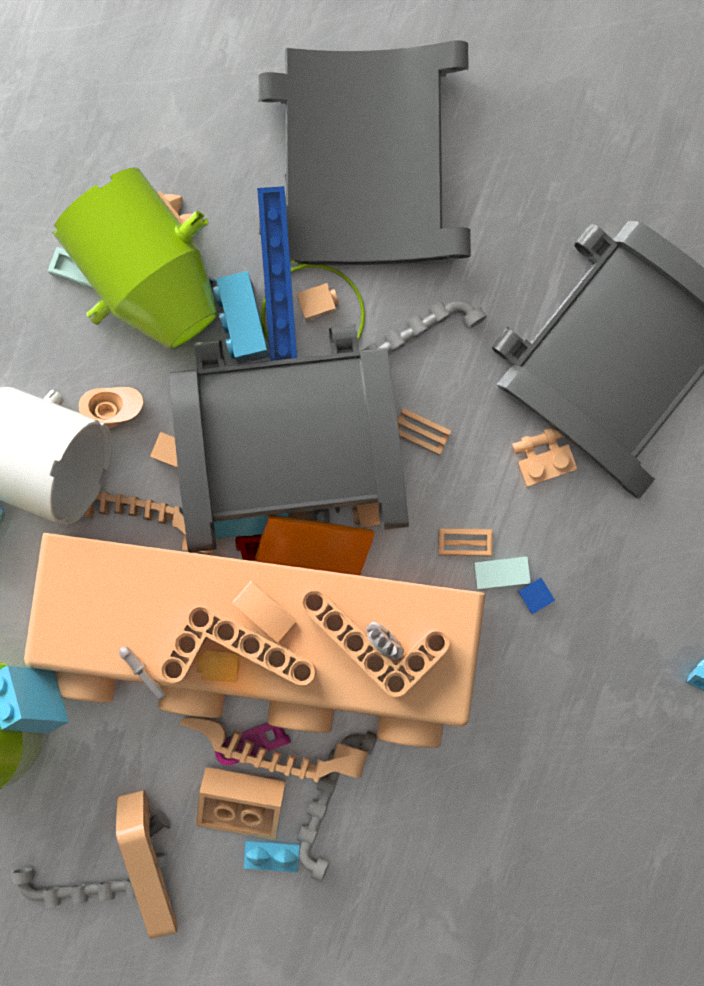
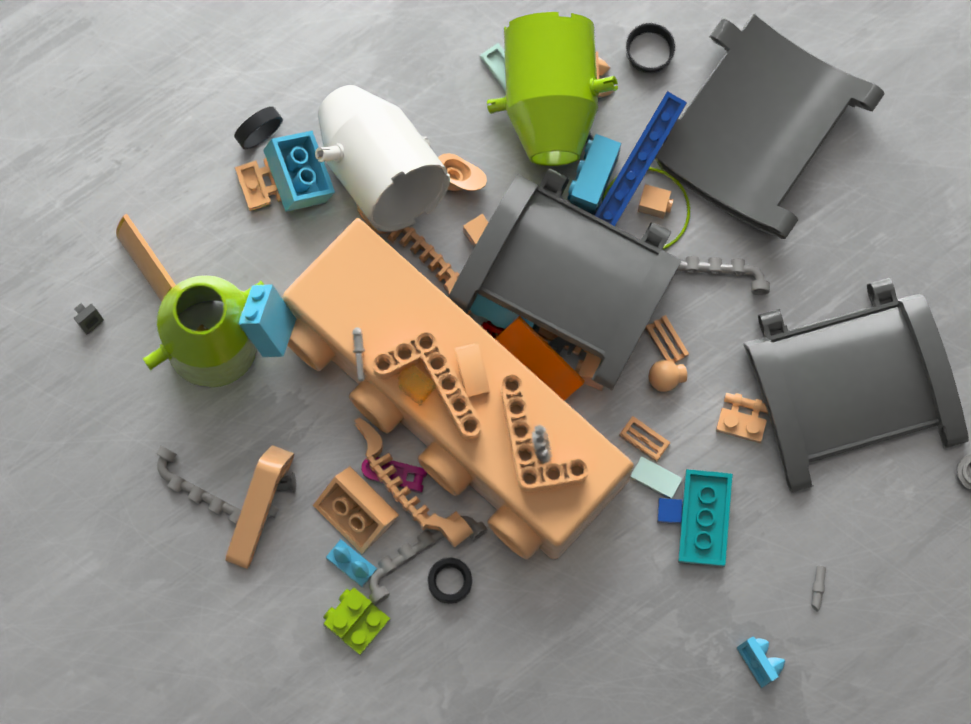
camera: 30 degrees right, 10 degrees down
(200, 127) = (651, 28): none -> black tyre
(314, 908) = (355, 620): none -> lime plate
(388, 826) = (450, 598): none -> black tyre
(445, 467) = (666, 375): none -> light nougat piece
(574, 580) = (705, 518): none -> teal plate

